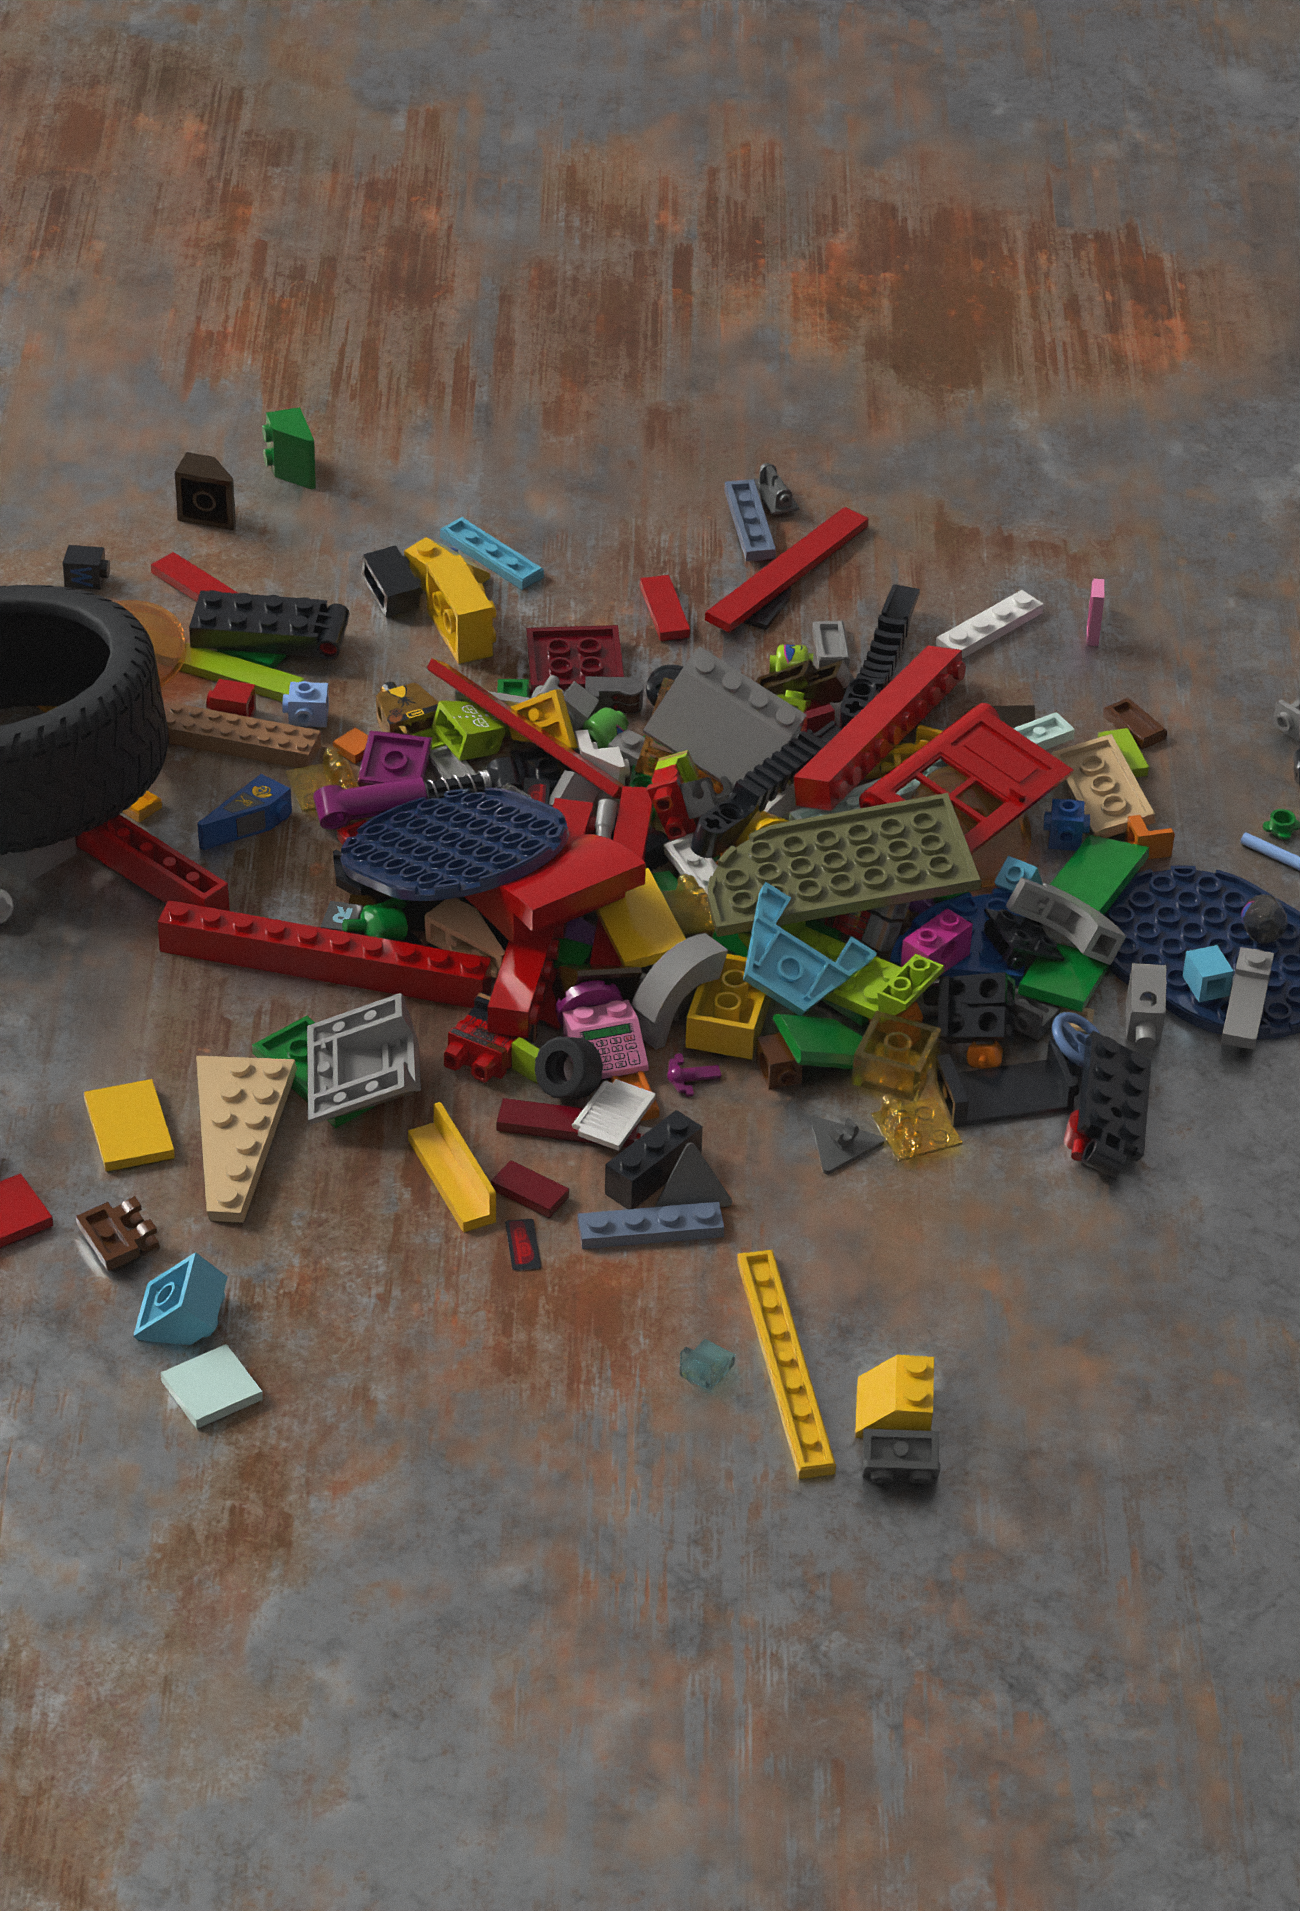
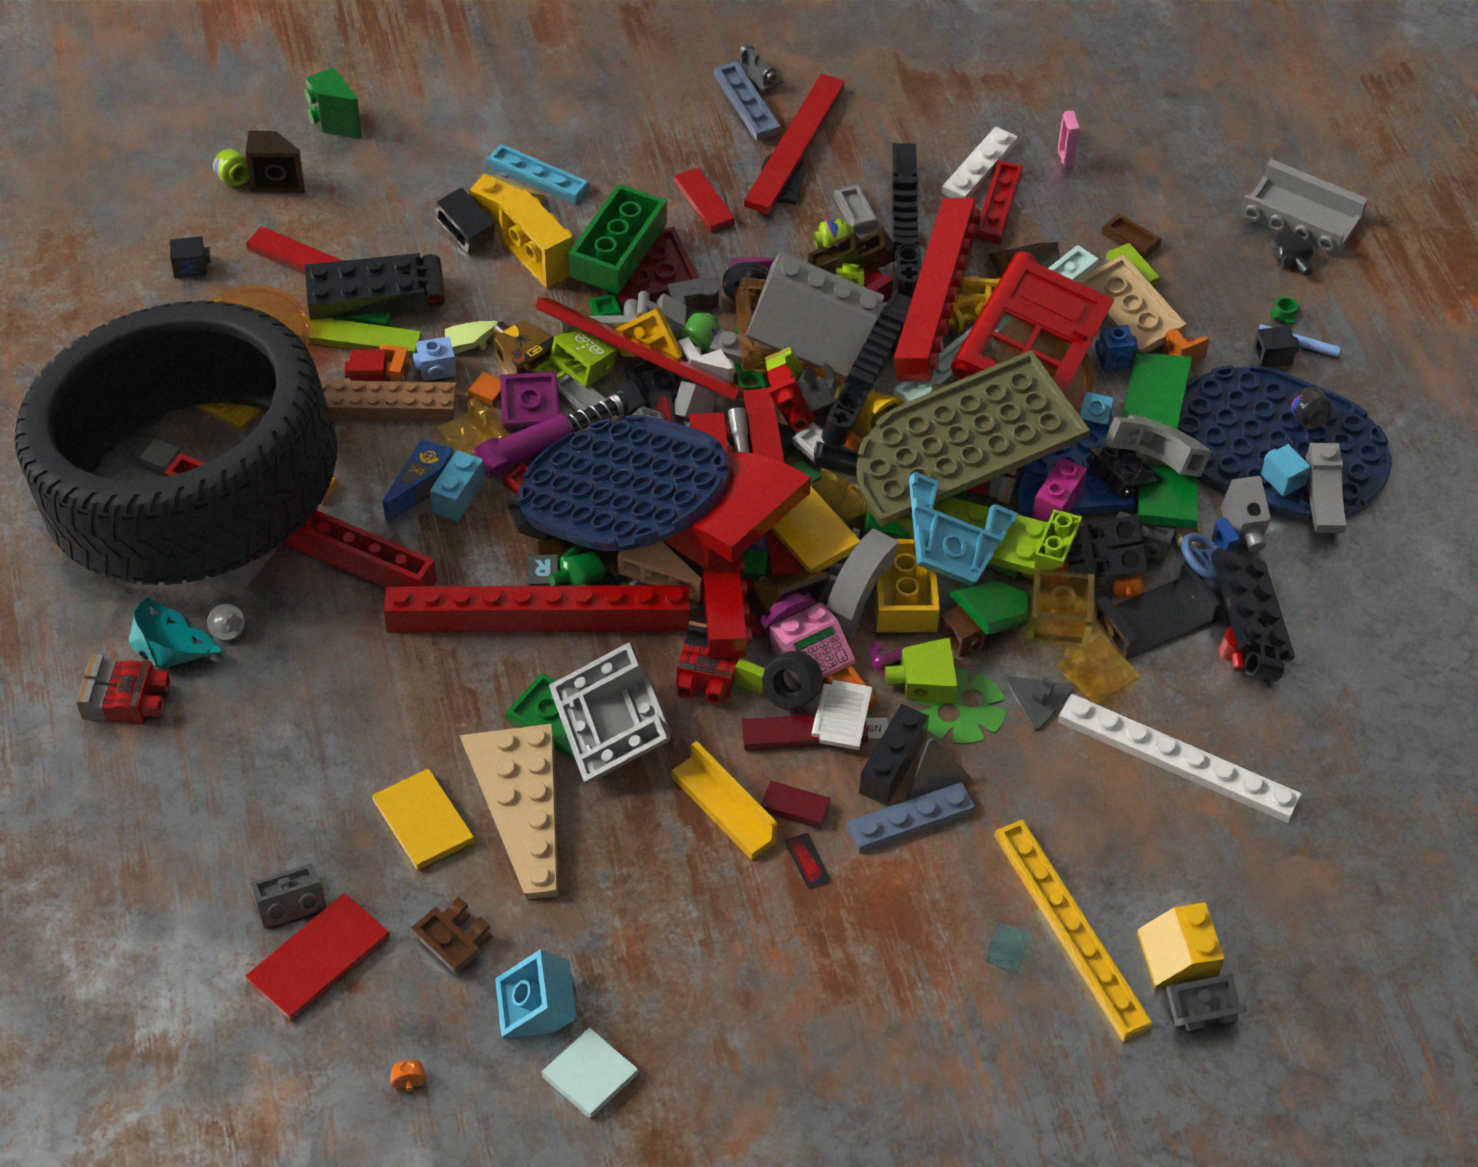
camera: 15 degrees left, 10 degrees up
(21, 1348) = (408, 1075): none -> orange piece
(160, 491) = (231, 167): none -> lime head
(267, 702) = (397, 362): none -> orange bracket
(284, 826) = (457, 486): none -> medium azure brick
(352, 691) = (470, 335): none -> yellowish green slope
(545, 621) = (617, 238): none -> green brick
(694, 865) = (835, 458): none -> black tile
(721, 1092) = (926, 672): none -> lime torso
(750, 1156) = (966, 726): none -> bright green piece
(974, 1229) = (1179, 758): none -> white plate
(996, 664) = (999, 202): none -> red tile
(1114, 1025) = (1225, 535): none -> blue plate
(1253, 856) = (1275, 346): none -> black brick

